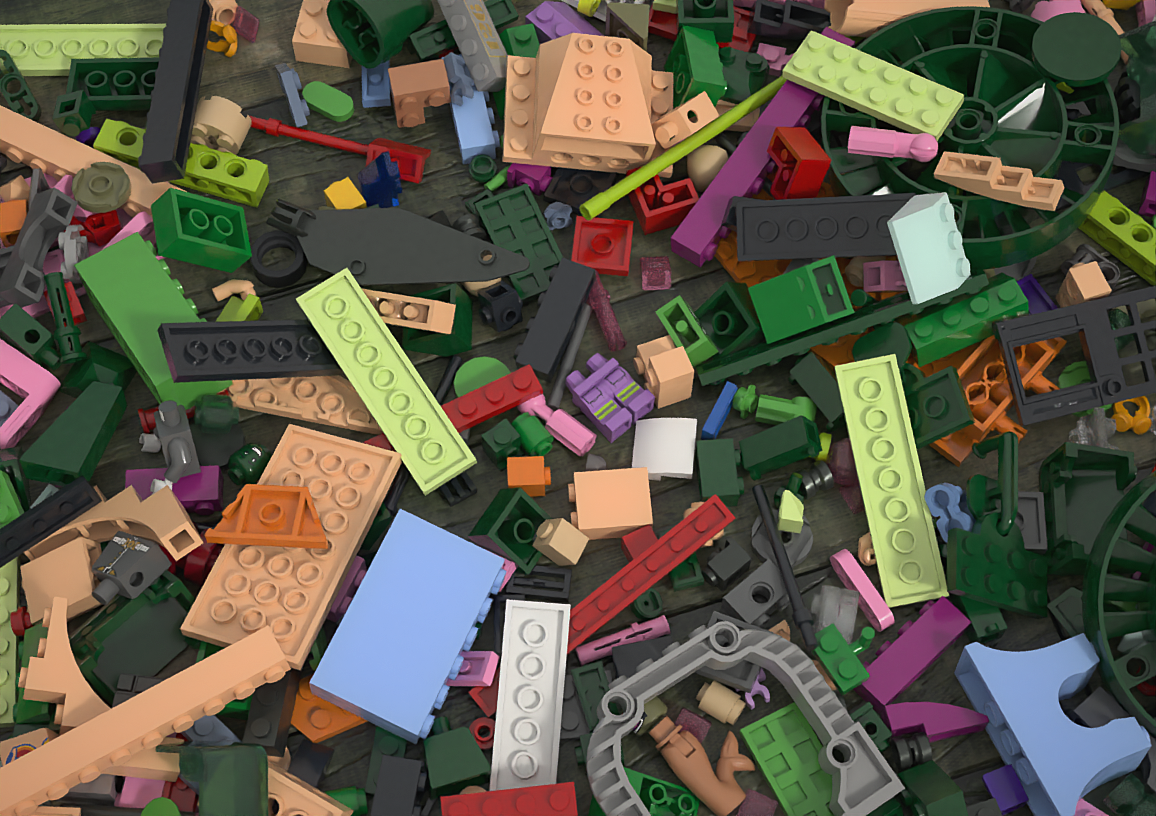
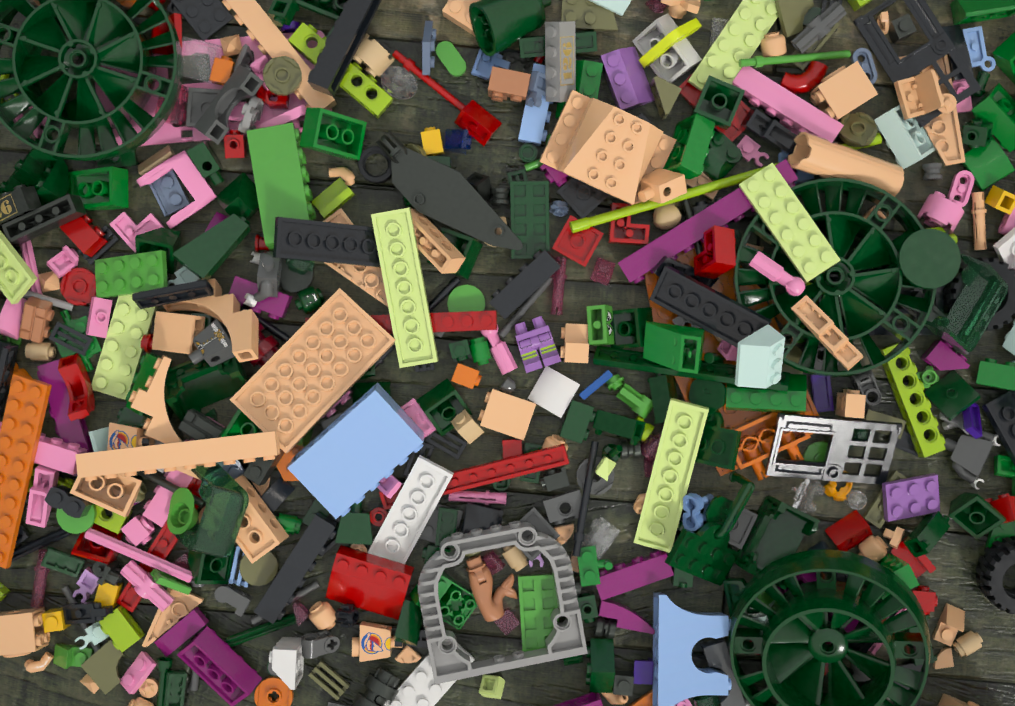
camera: 25 degrees right, 25 degrees up
(63, 334) = (226, 170): dark green pin -> none
(268, 149) = (399, 82): none -> clear dish
(270, 518) = (304, 353): orange wing -> none
(500, 306) = (495, 260): black brick -> none
(869, 598) = (624, 523): bright pink beam -> none

